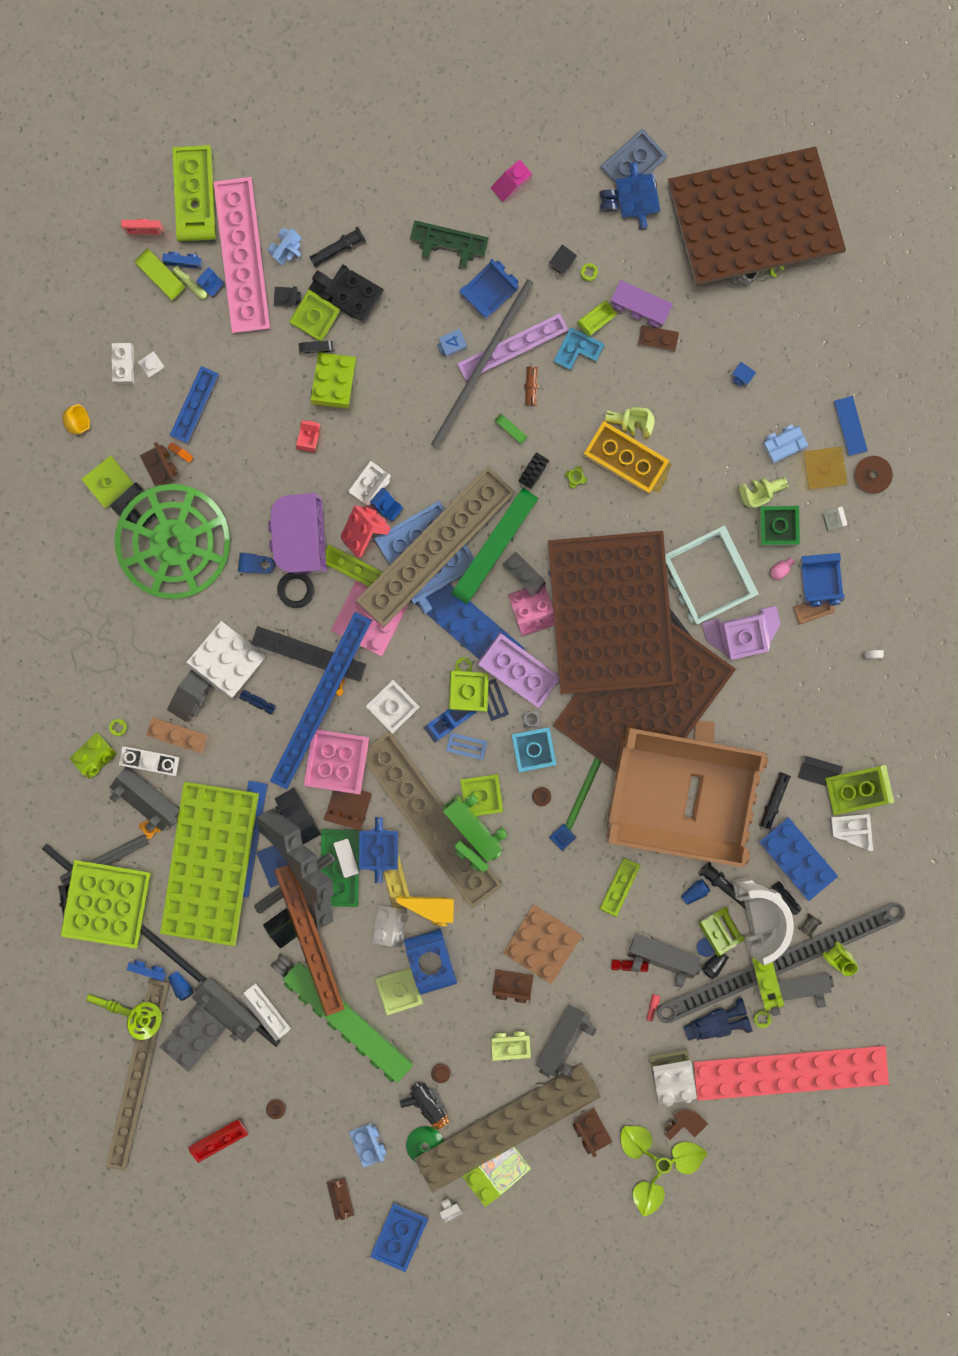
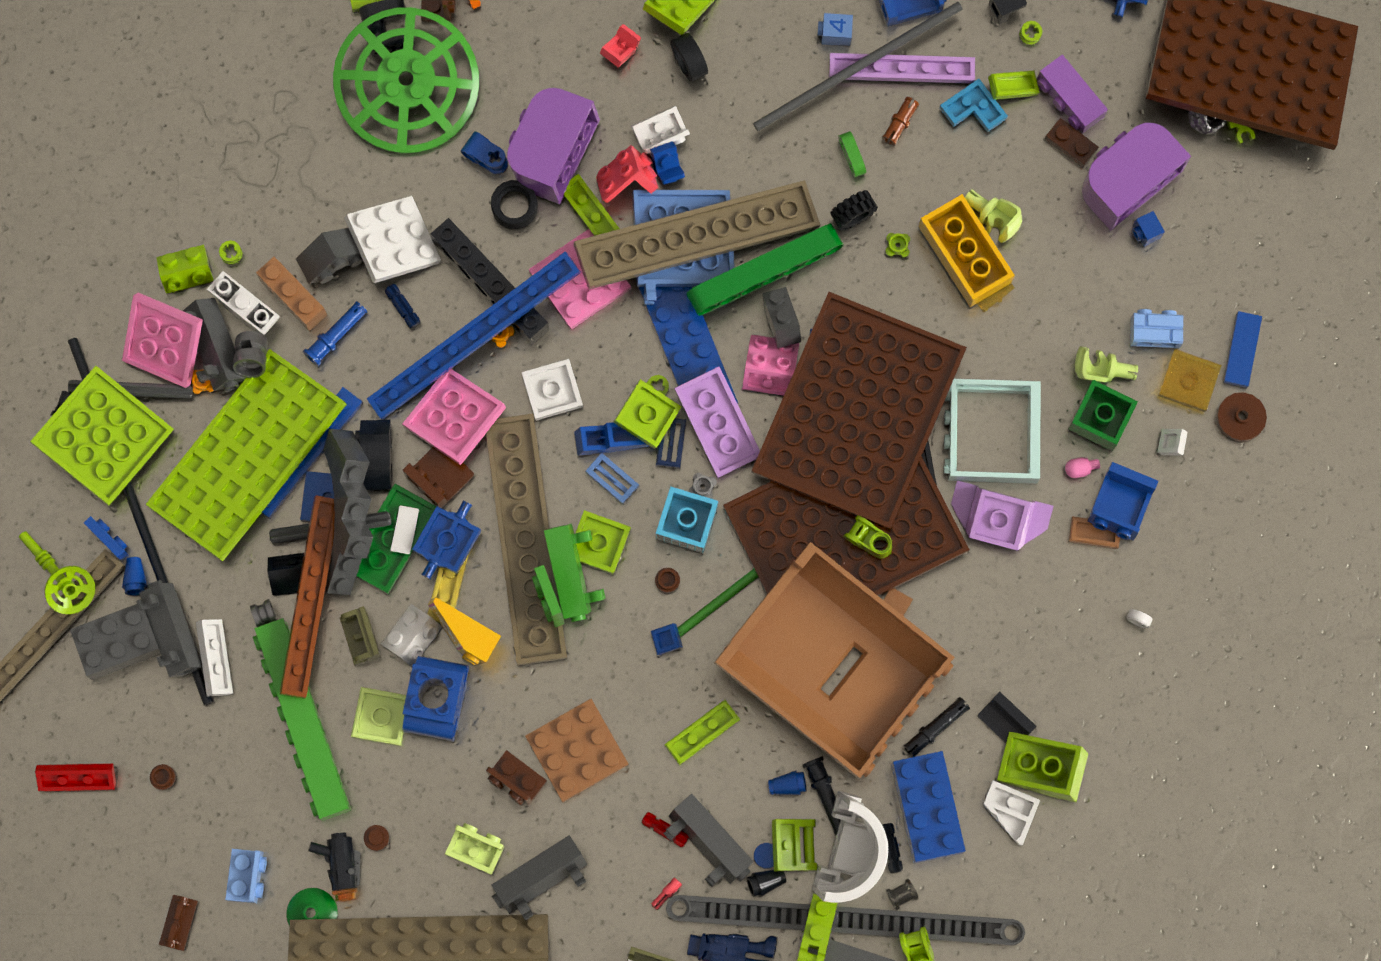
camera: 25 degrees right, 10 degrees down
(108, 817) = (162, 340): none -> bright pink plate
(174, 794) = (250, 354): none -> flat silver wheel
(220, 755) = (327, 341): none -> blue pin
(355, 945) = (359, 636): none -> olive hinge
(361, 420) = (689, 57): none -> black tyre
(663, 698) = (867, 537): none -> lime piece
(712, 341) = (1132, 172): none -> medium lavender brick

